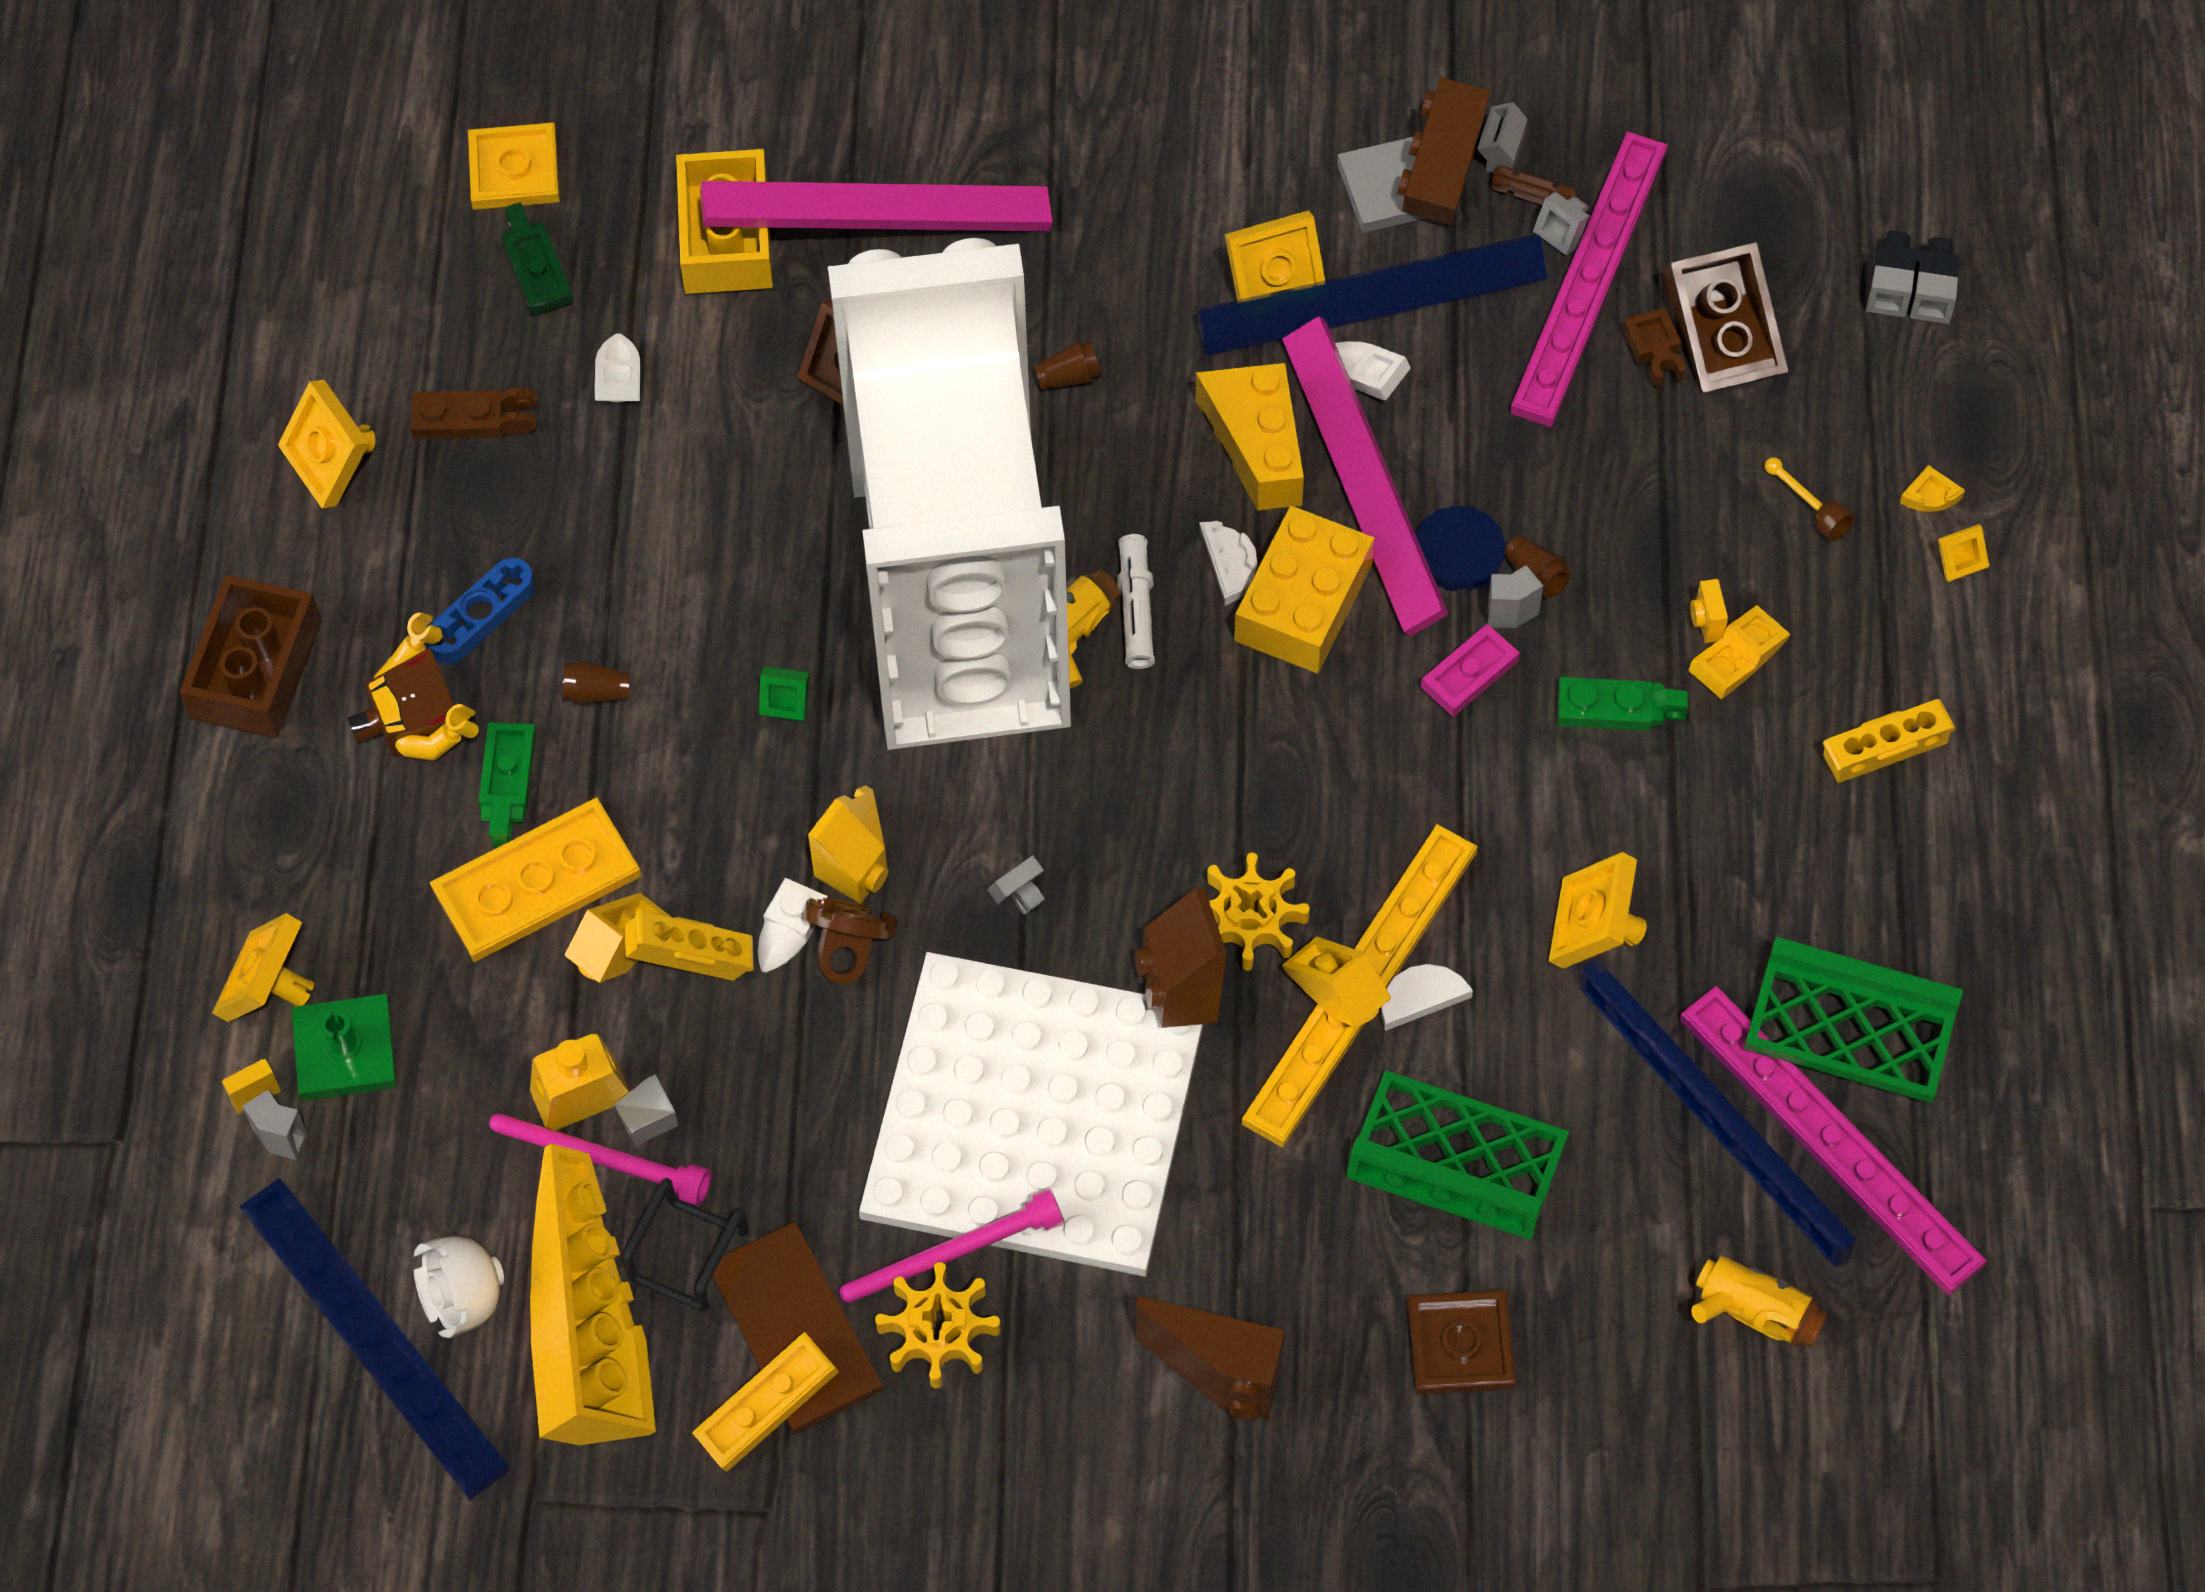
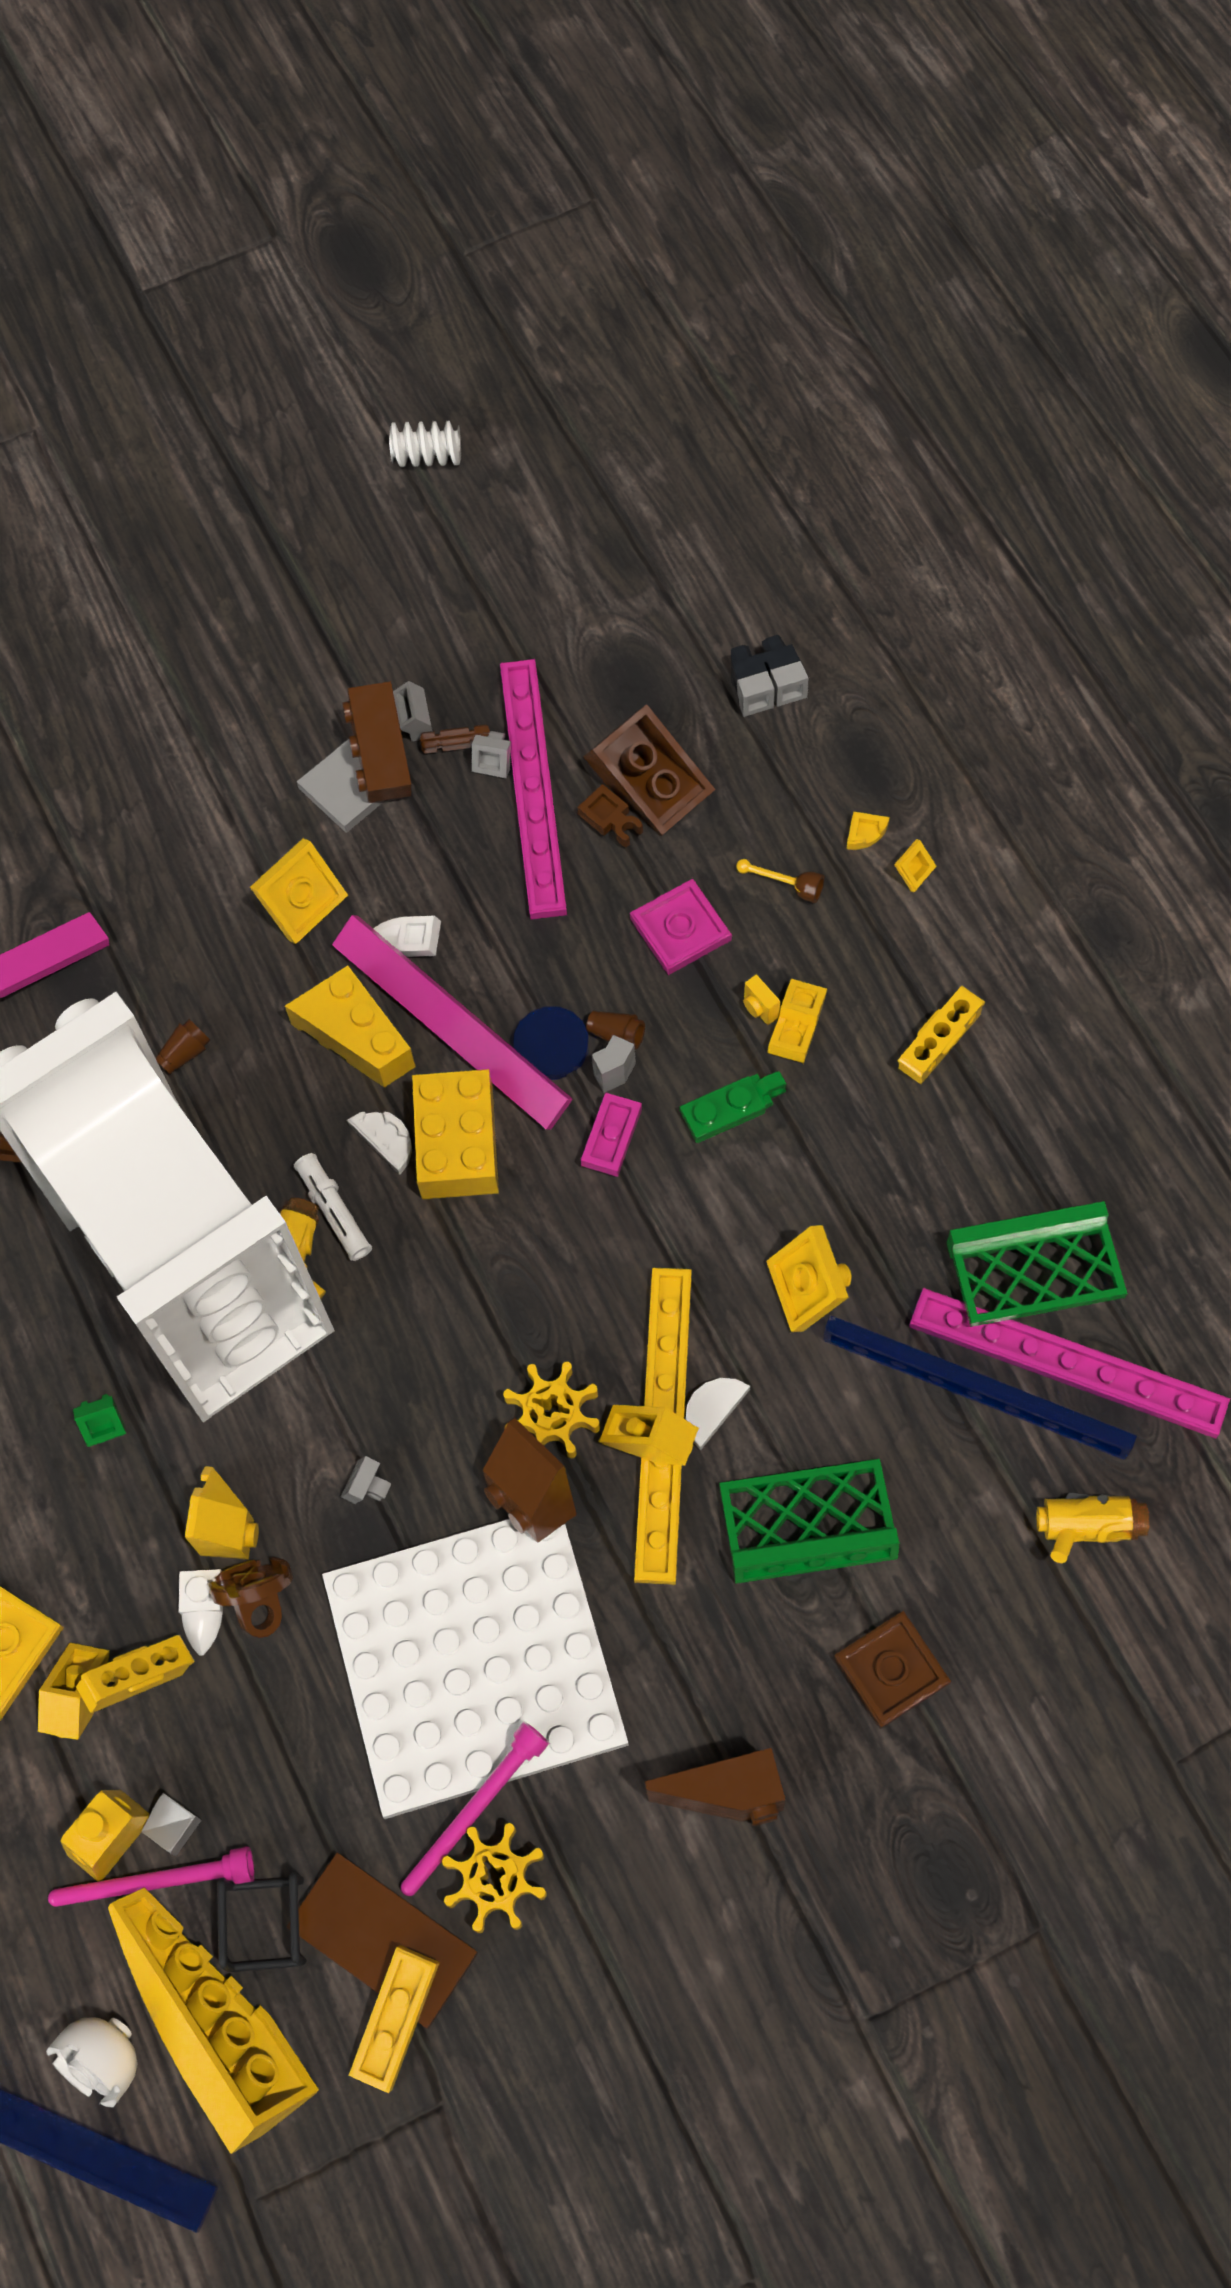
camera: 25 degrees left, 5 degrees up
(1373, 293) = (380, 878): clear blue tile -> none
(1668, 496) = (680, 926): none -> dark pink tile

